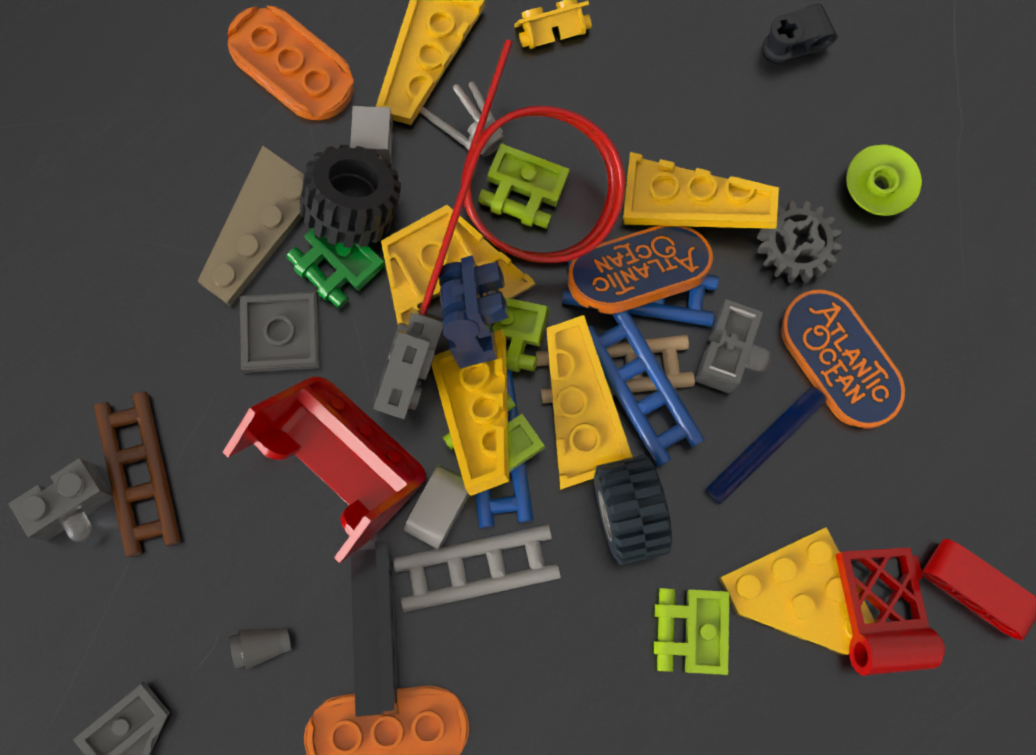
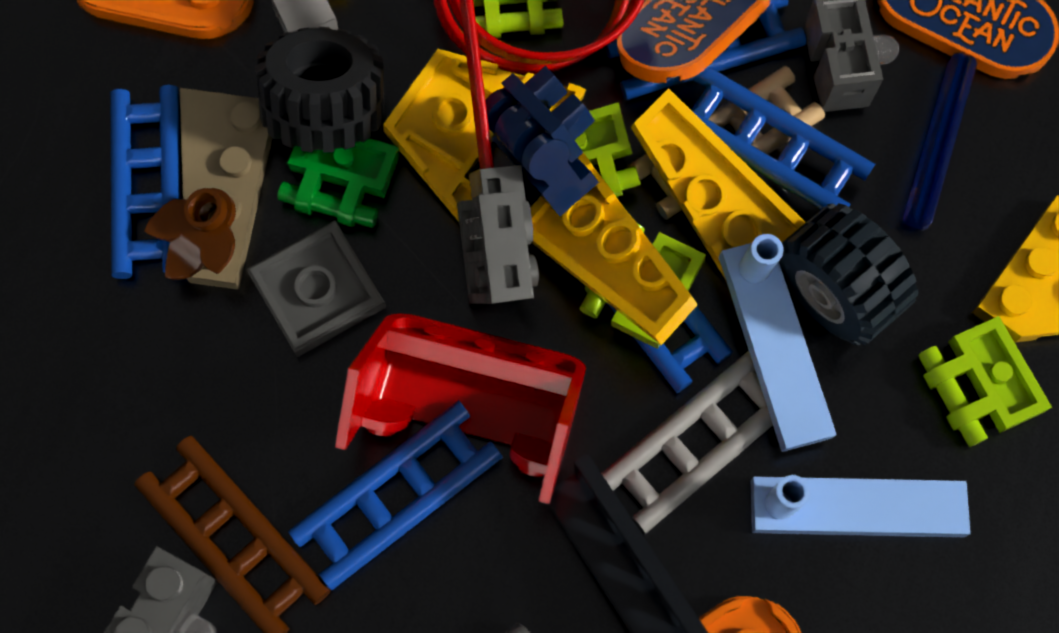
camera: 25 degrees left, 5 degrees down
(213, 221) = (124, 159): none -> blue bar
(214, 259) = (192, 236): none -> reddish brown plate
(234, 488) = (389, 527): none -> blue bar
(437, 507) = (619, 390): light grey beam -> none
(558, 671) = (859, 507): none -> light blue piece
(561, 532) = (776, 343): none -> light blue piece

